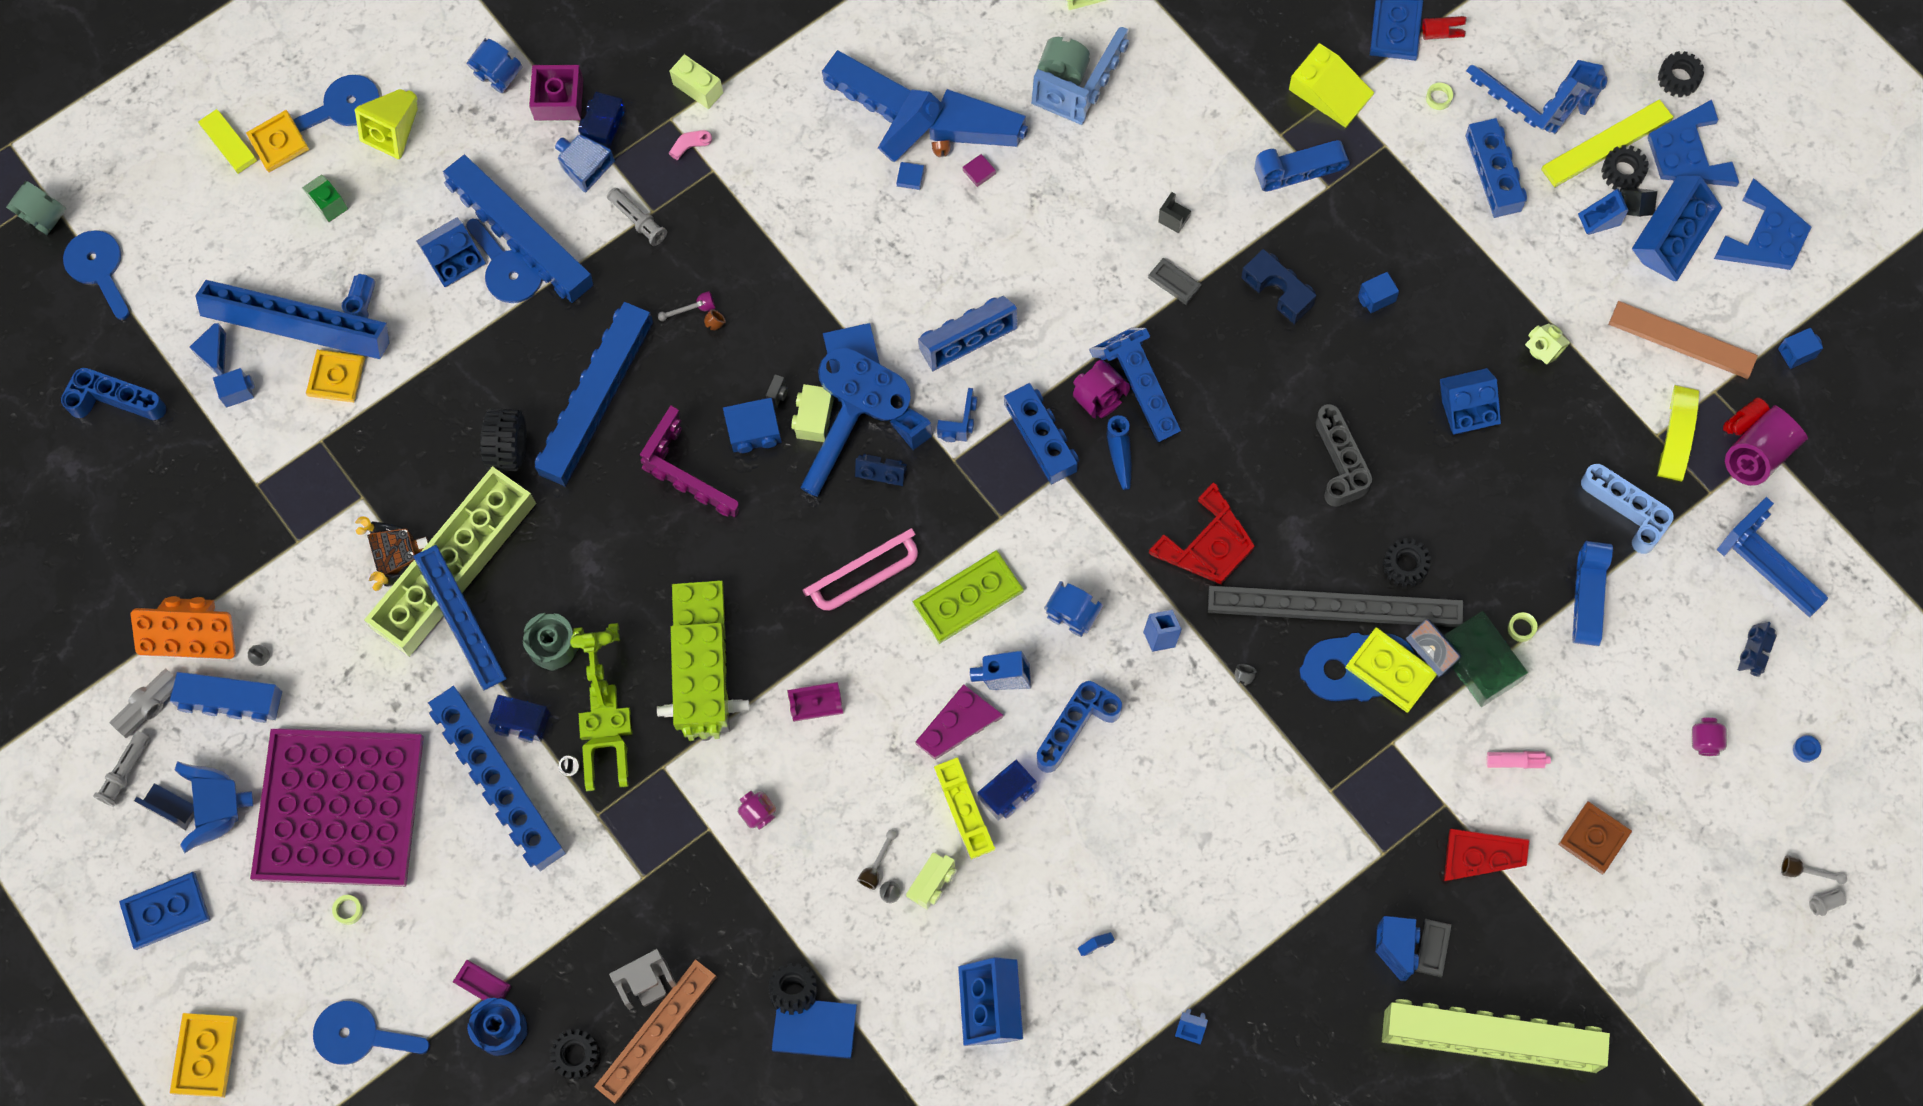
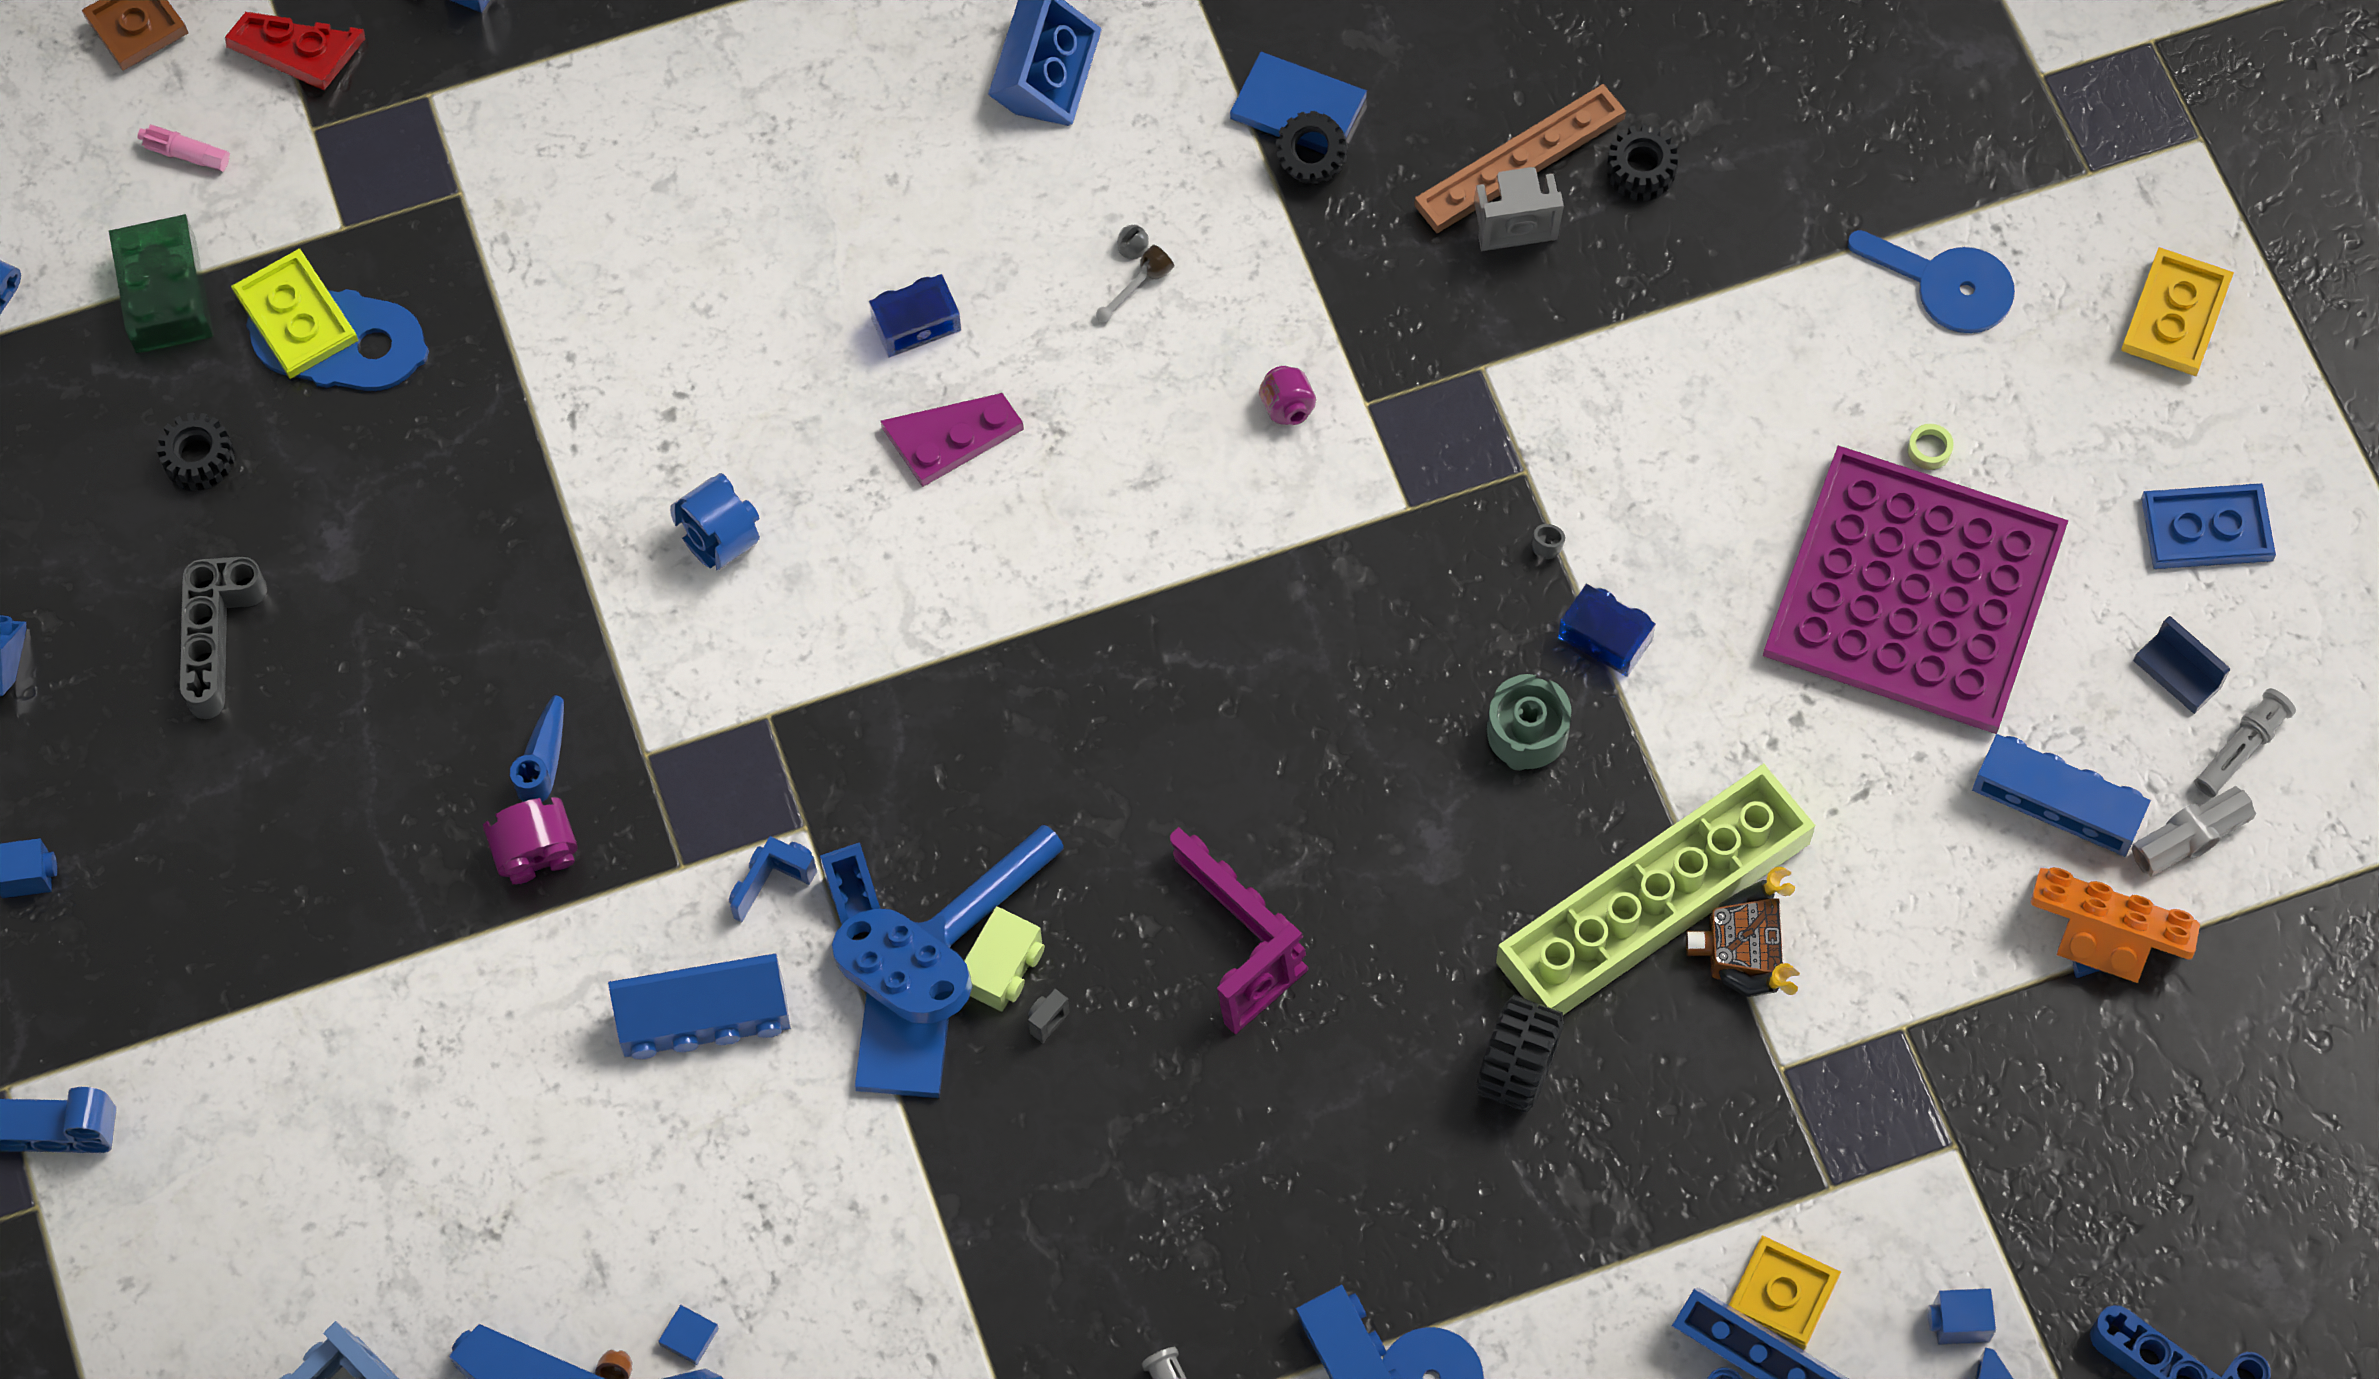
camera: 165 degrees left, 5 degrees down
(213, 803) = (2106, 641): blue torso -> none
(254, 659) = (1995, 862): dark grey hinge -> none
(452, 703) = (1702, 682): blue brick -> none
(459, 617) = (1662, 789): blue tile -> none
(480, 982) = (1753, 294): magenta tile -> none
(482, 1026) = (1743, 218): blue brick -> none
(593, 394) = (1348, 1109): blue brick -> none
(605, 721) = (1477, 593): lime piece -> none
(700, 663) = (1305, 613): lime piece -> none
(704, 303) = (1118, 1214): hinge -> none
(714, 319) = (1110, 1174): dark orange hinge -> none
(752, 425) = (1105, 961): blue slope -> none
(813, 589) = (928, 712): bright pink piece -> none
(815, 701) = (1149, 524): magenta hinge -> none
(871, 468) = (911, 831): dark blue hinge -> none
(928, 884) = (1067, 227): yellowish green bracket -> none
(963, 808) = (986, 305): neon yellow slope -> none
(968, 596) = (865, 608): lime tile -> none
(979, 170) = (567, 1305): magenta tile -> none
(1003, 671) = (855, 468): blue torso -> none
(1054, 467) = (667, 871): blue brick -> none
(1073, 728) = (831, 346): blue beam -> none
(1096, 942) = (871, 90): blue tile -> none
(1141, 378) = (465, 886): blue bracket -> none
(1162, 630) = (598, 454): blue brick -> none
(1173, 214) = (280, 1111): pearl dark grey panel -> none
(1174, 281) = (331, 1002): dark grey tile -> none
(1216, 549) = (463, 557): red wing -> none
(1245, 673) = (501, 366): dark grey hinge -> none
(1267, 271) = (182, 961): dark blue arch -> none
(1334, 606) = (332, 423): dark grey plate -> none
(1434, 648) = (222, 311): panel -> none
(1525, 616) = (74, 304): yellowish green piece -> none

